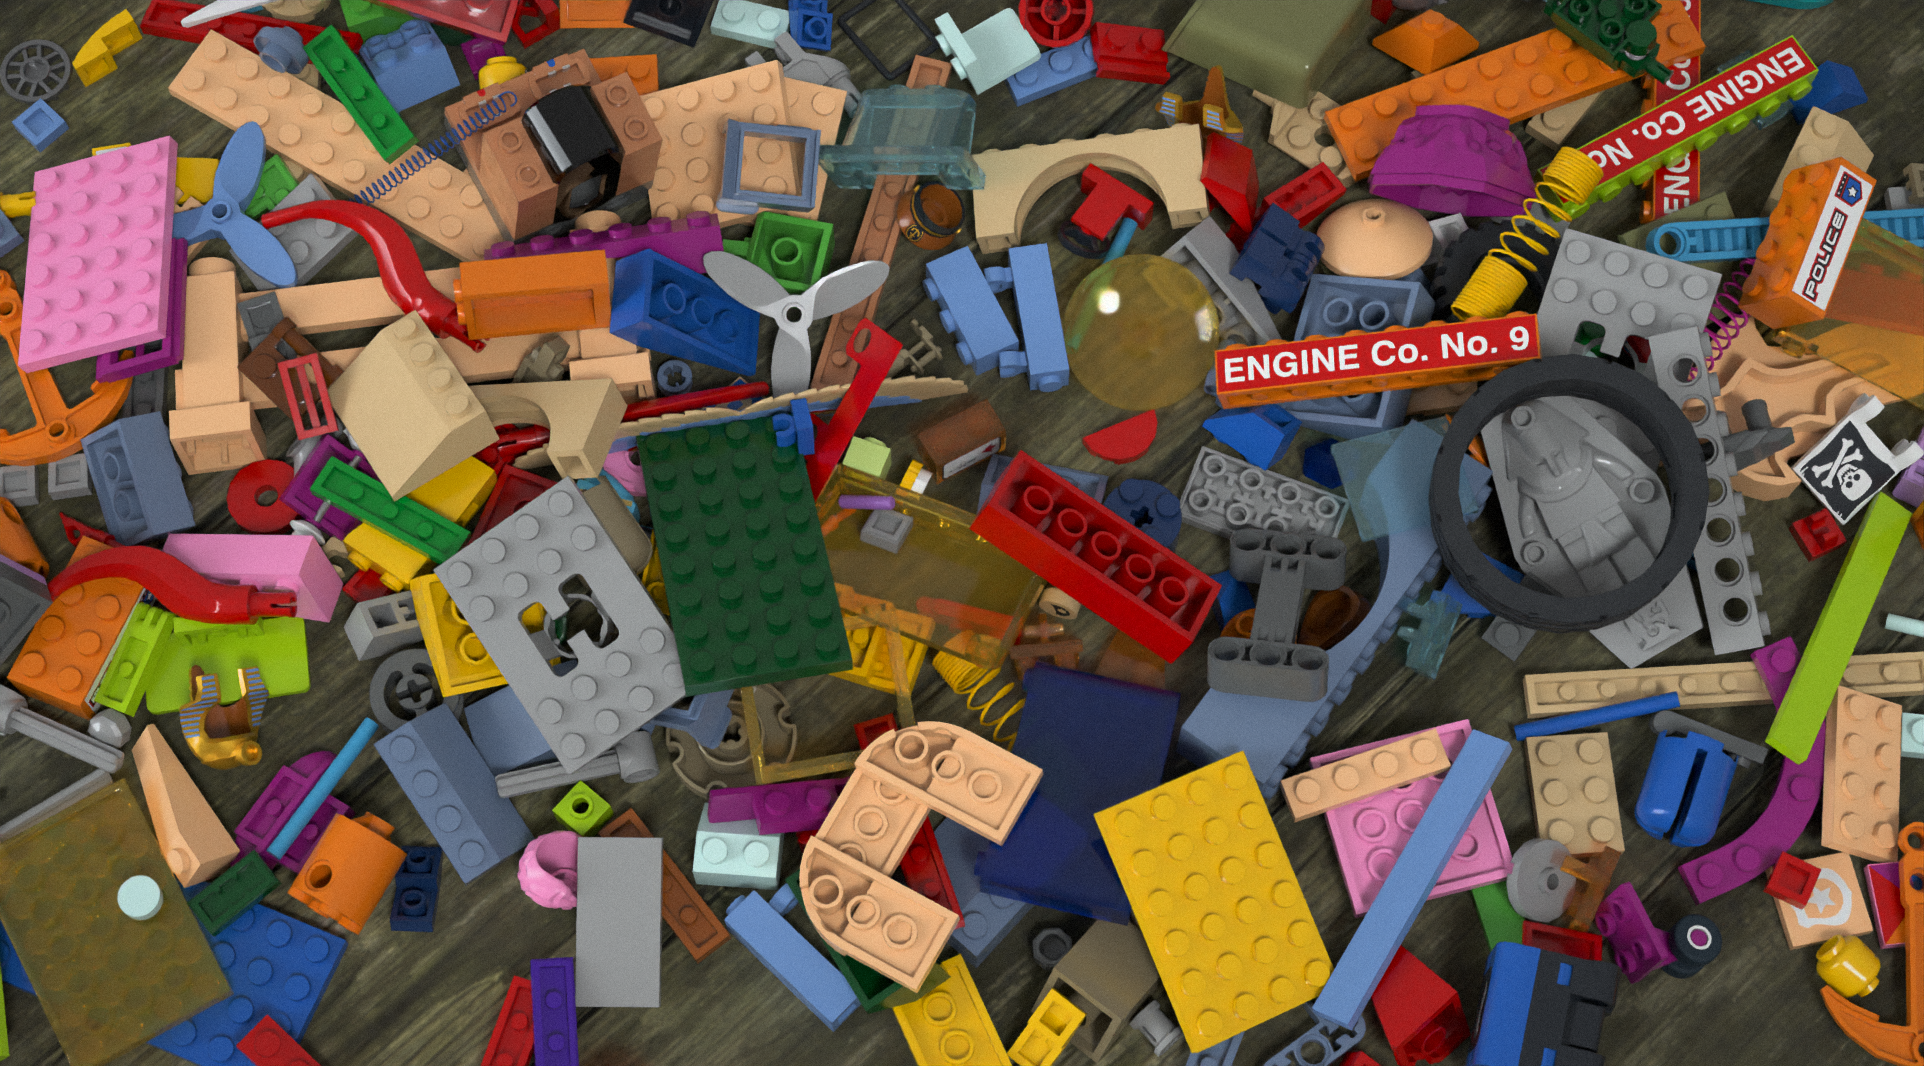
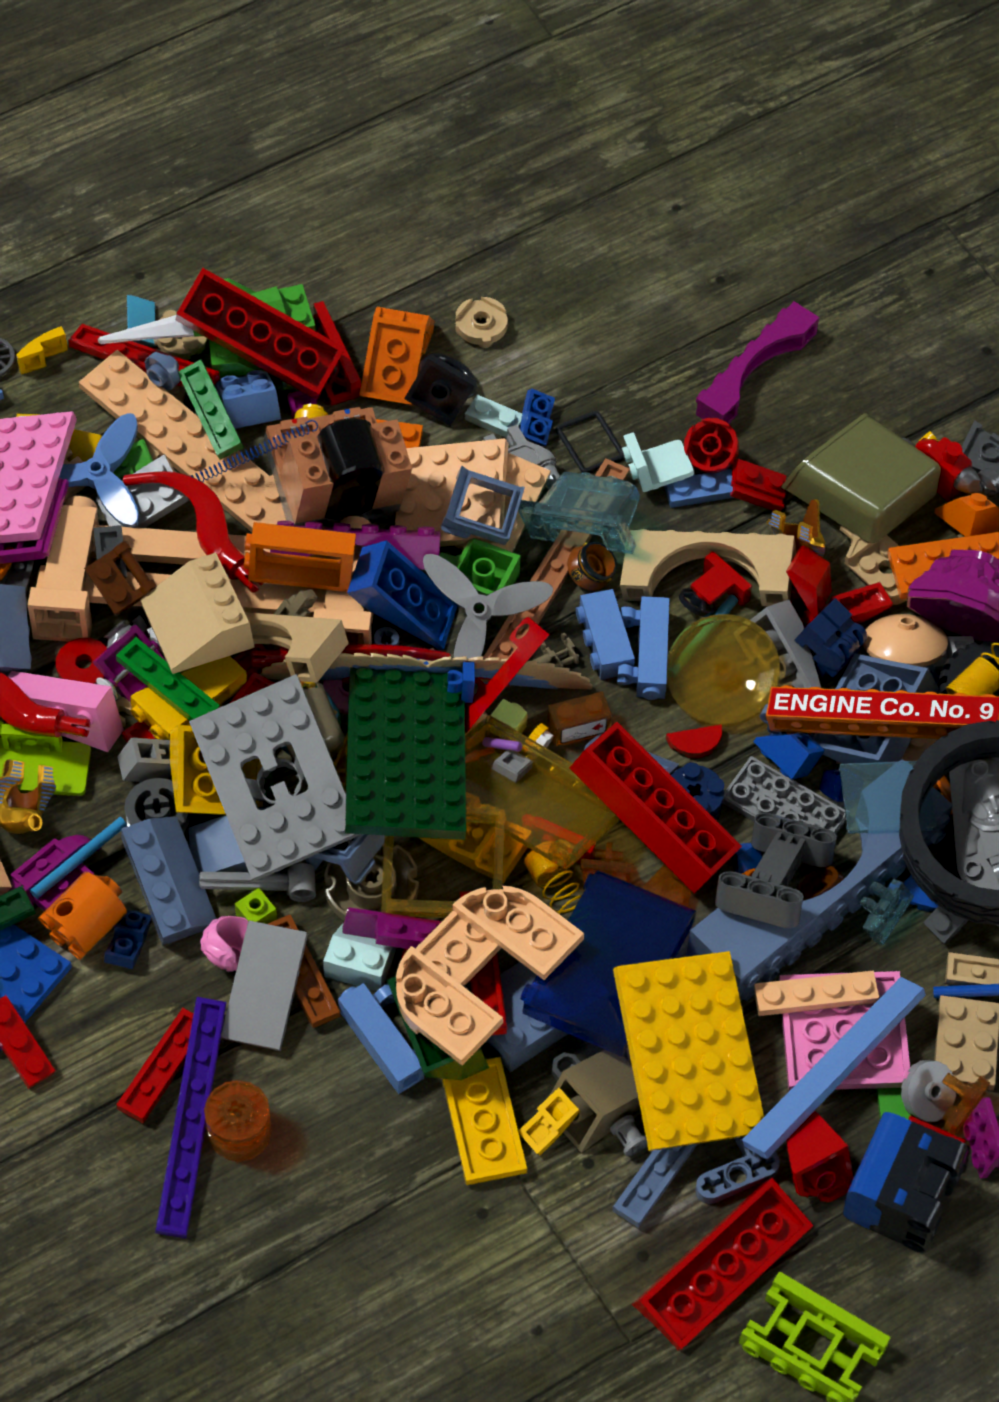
camera: 10 degrees right, 10 degrees down
(292, 399) = (117, 599): red tile -> none
(1059, 604) = (624, 839): tan tile -> none

